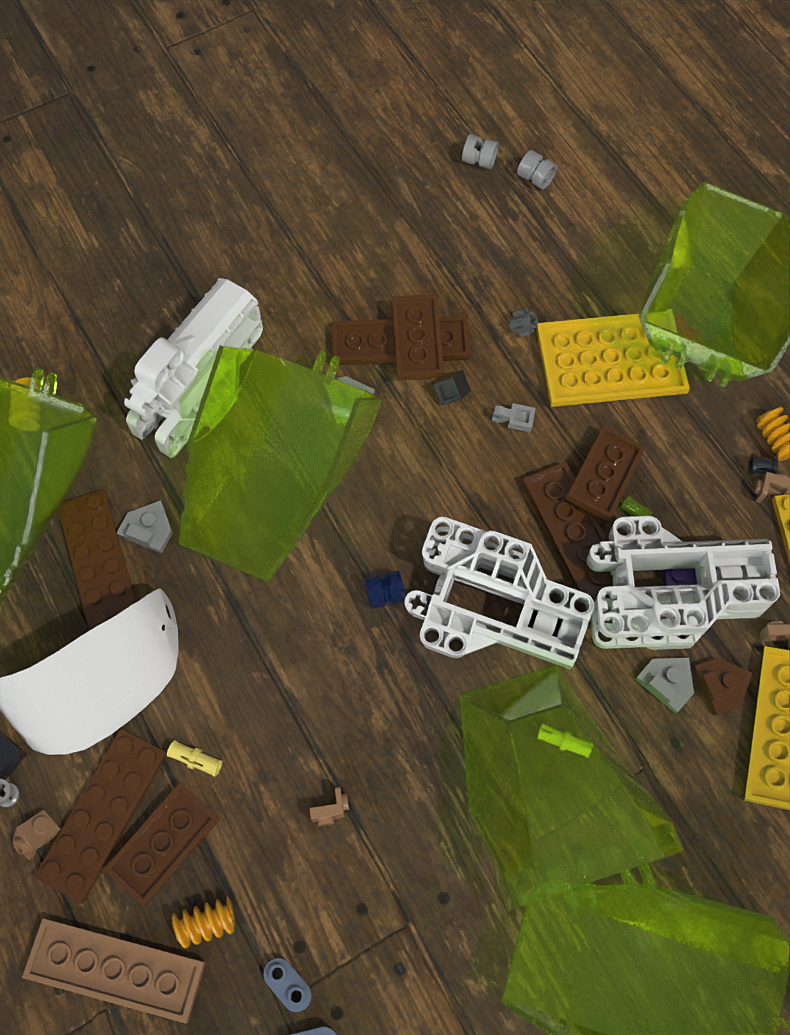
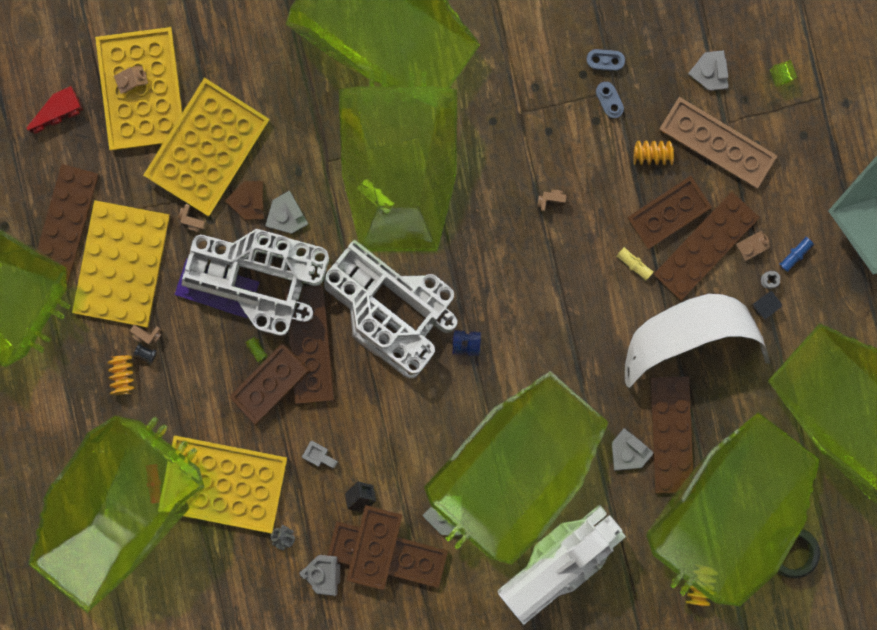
camera: 165 degrees left, 20 degrees up
(463, 301) = (323, 574): none -> light grey plate

